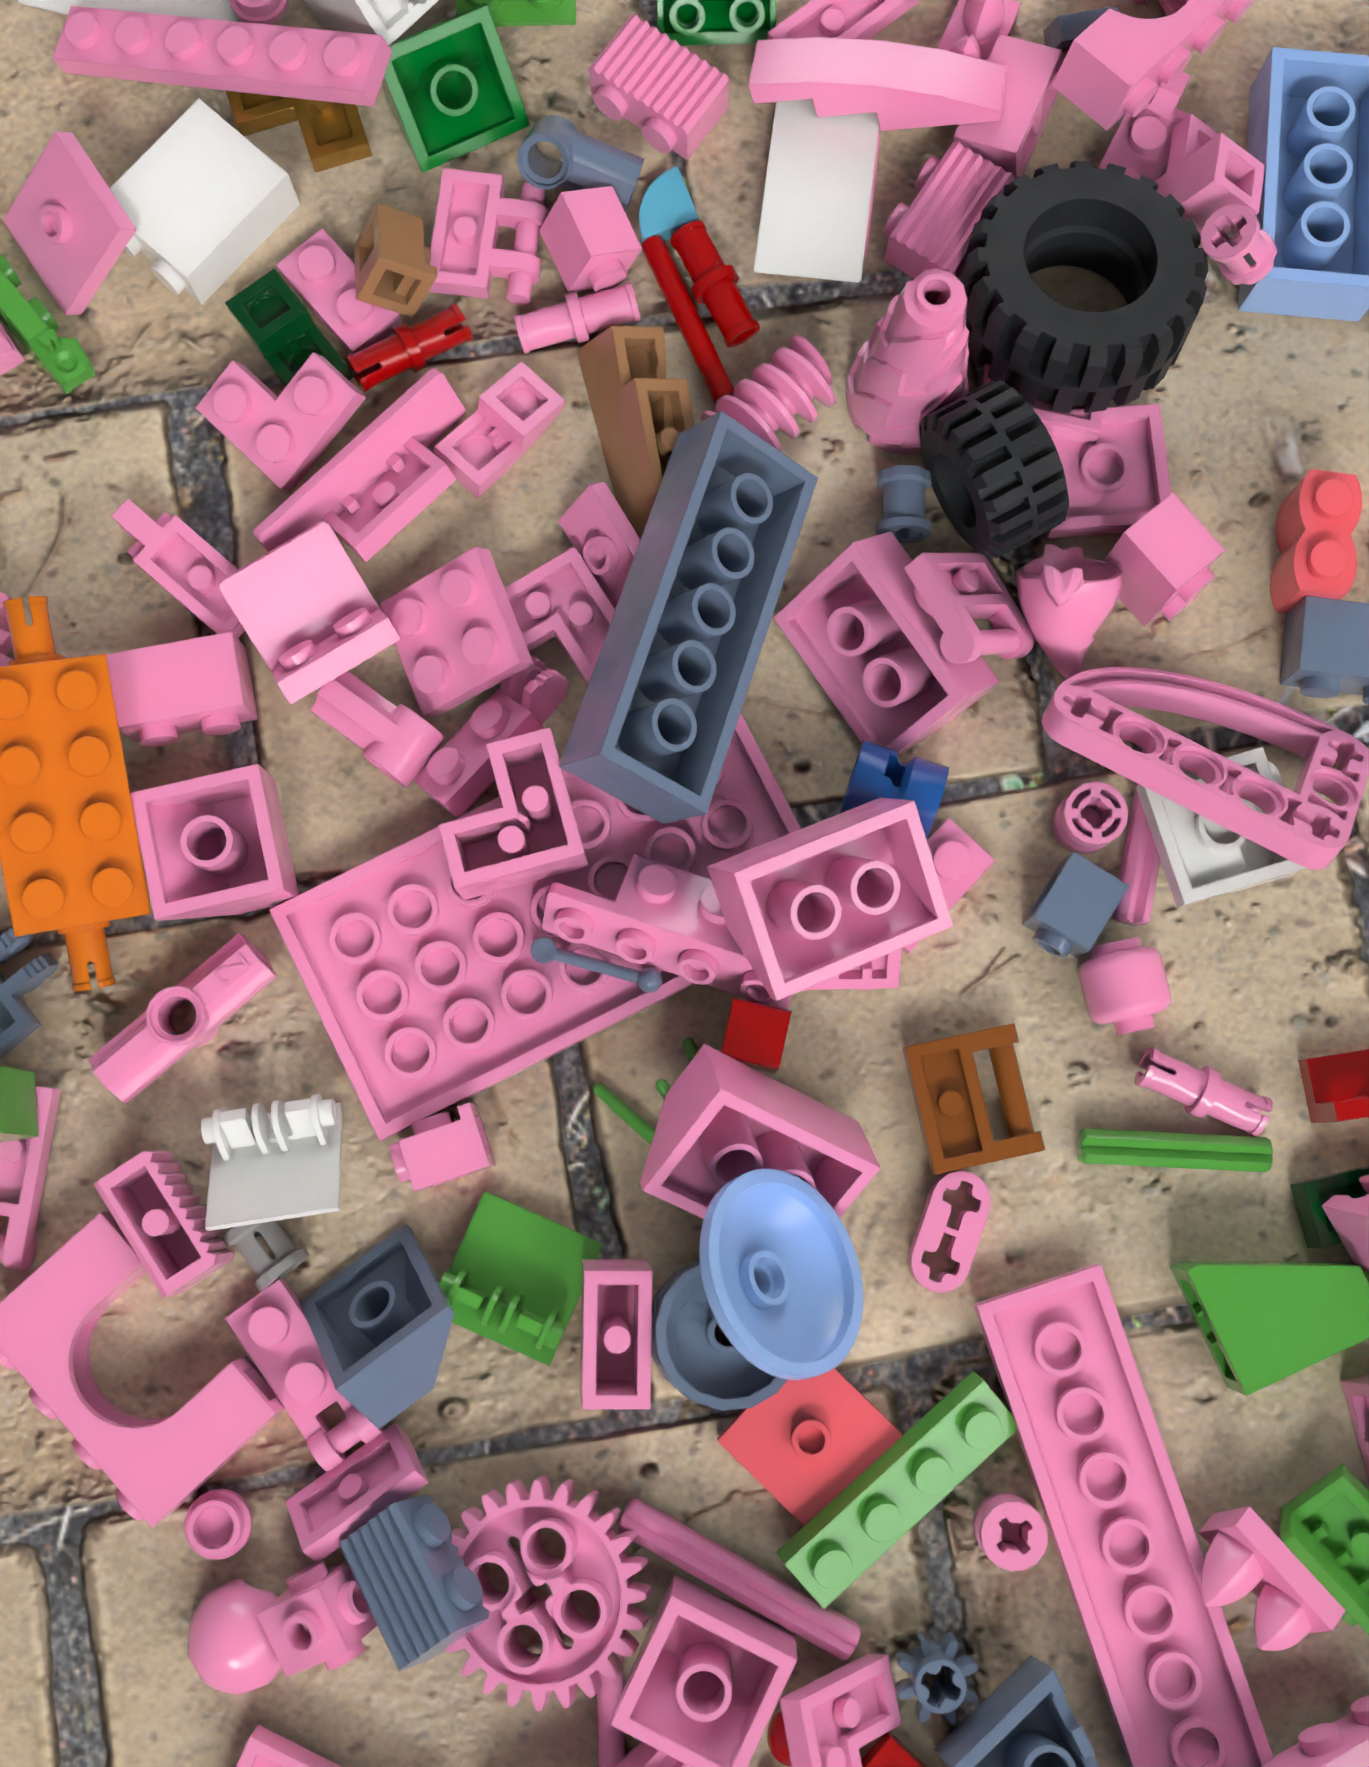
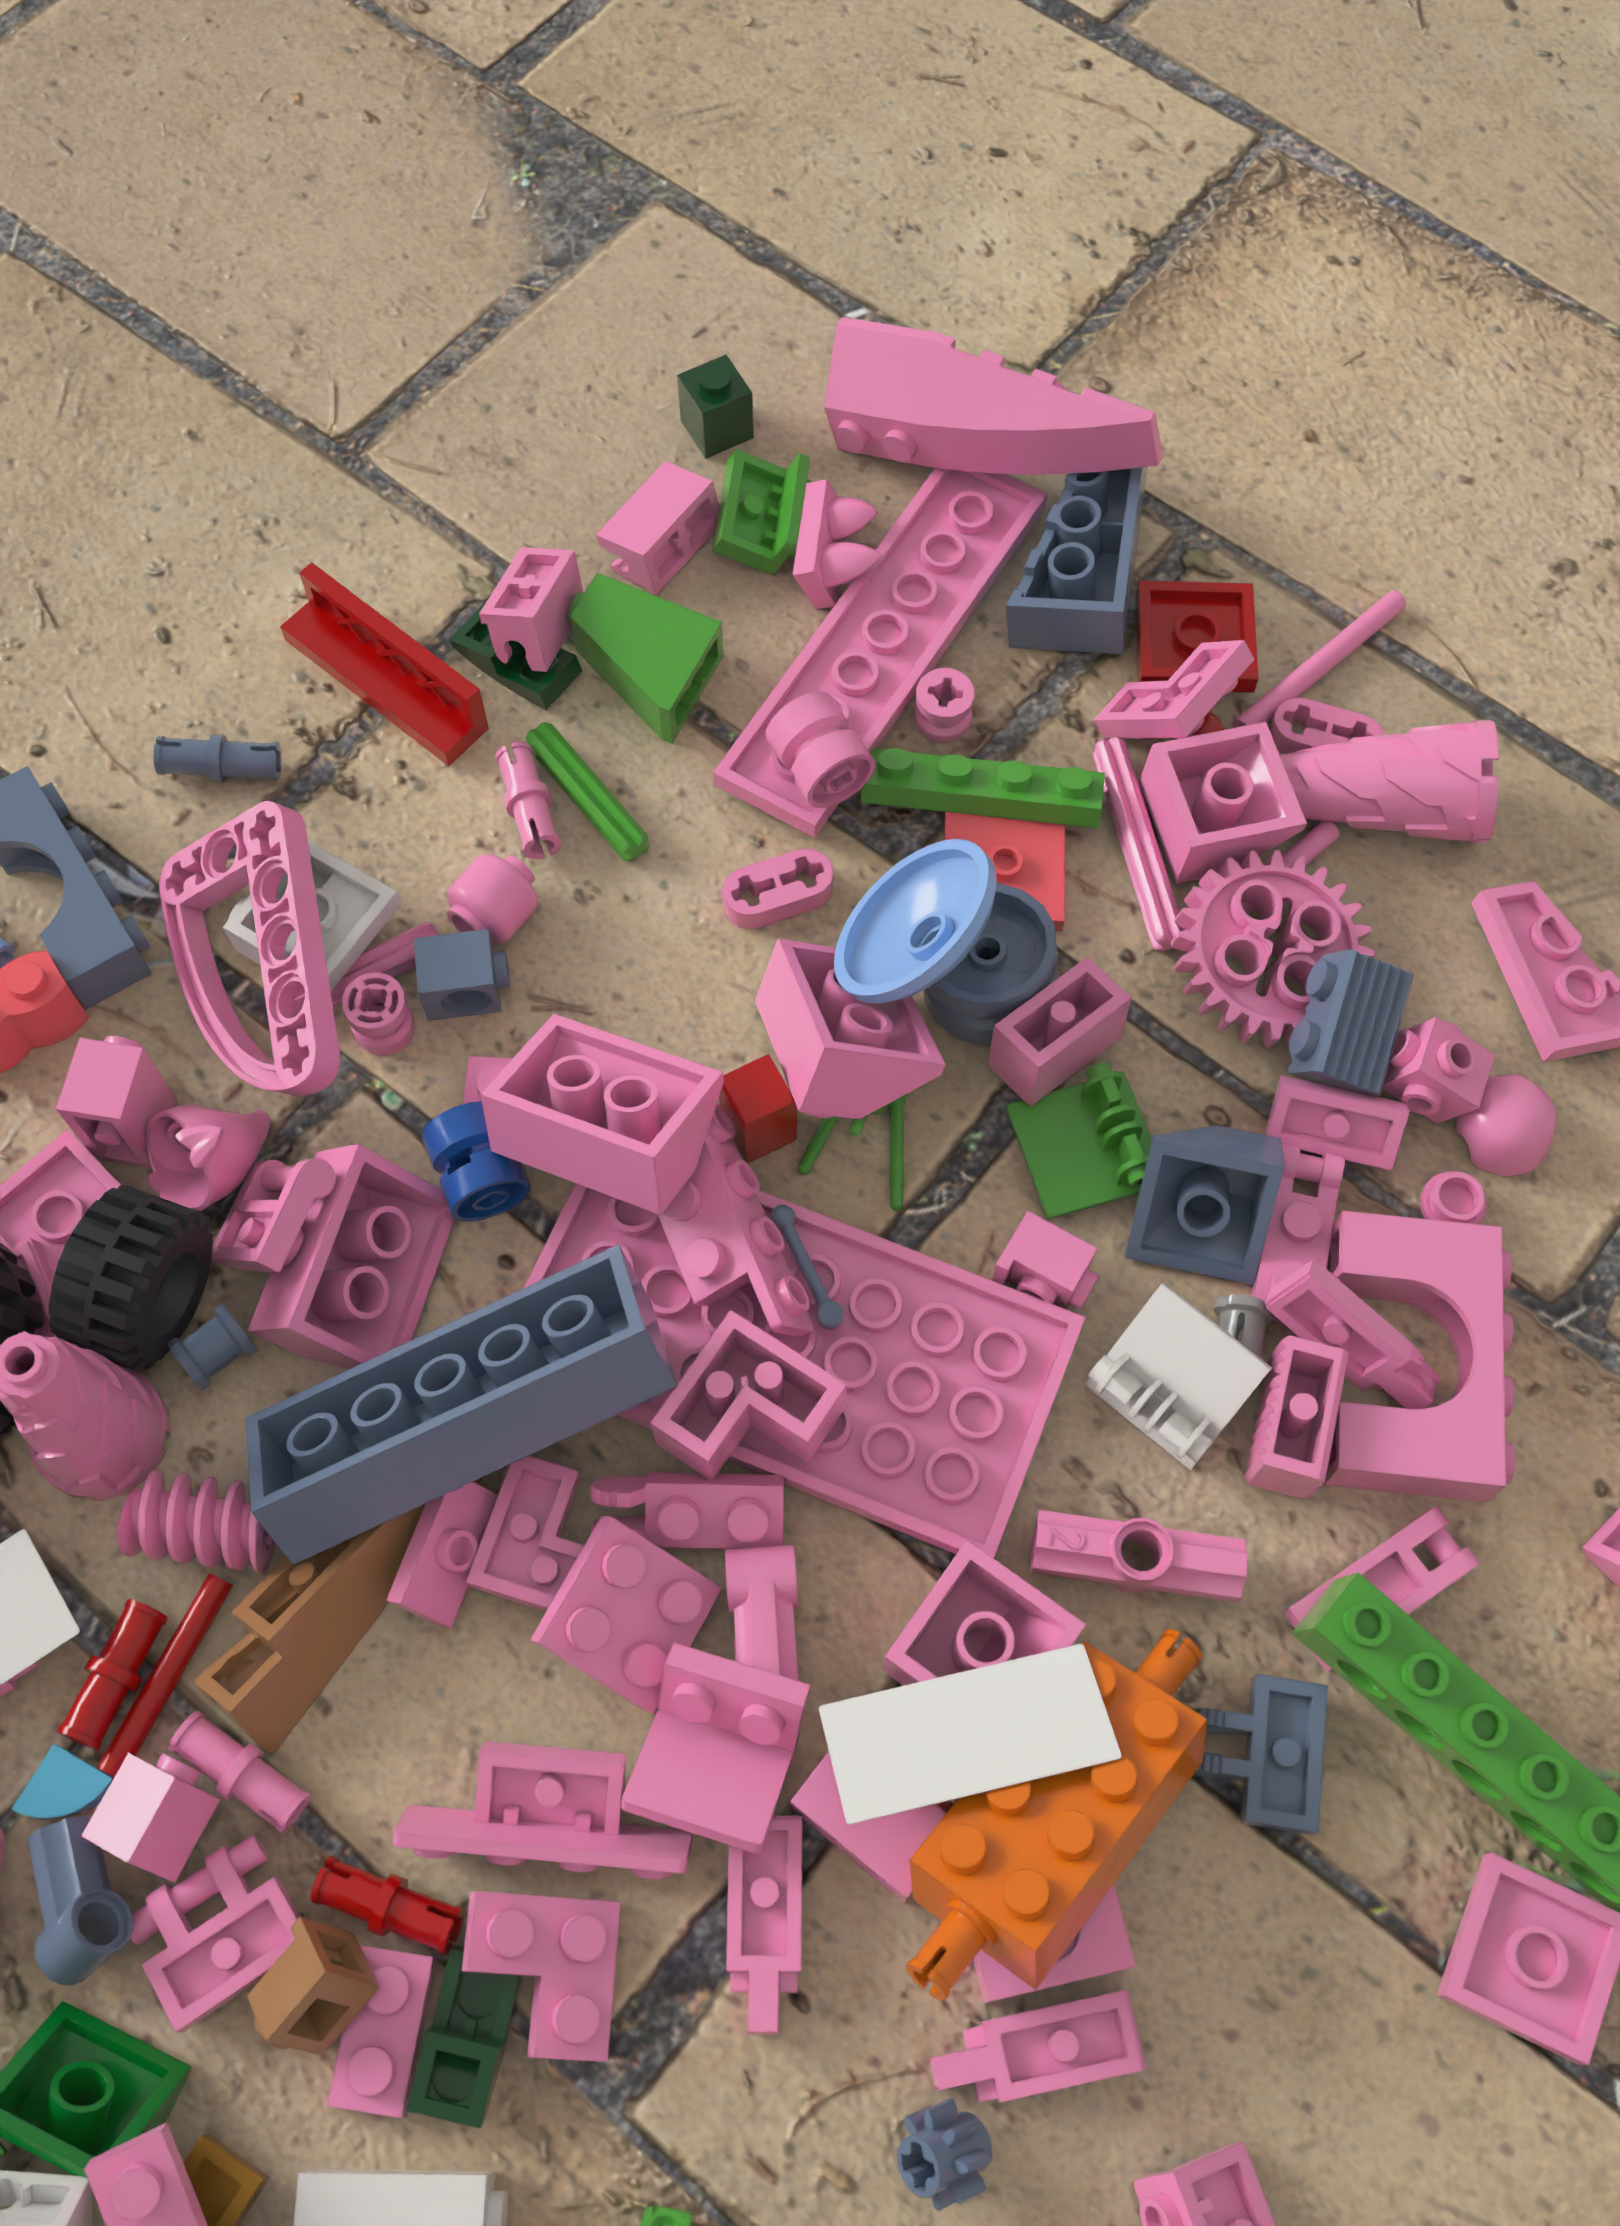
camera: 130 degrees left, 15 degrees down
(151, 768) = (967, 1733): none -> white sticker
(184, 1325) = (1329, 1313): none -> bright pink hinge
(501, 430) = (403, 1753): bright pink slope -> none
(942, 1696) = (1078, 679): sand blue gear -> none
(953, 1103) = (680, 952): dark orange plate -> none
(1047, 1363) = (820, 750): none -> bright pink wheel

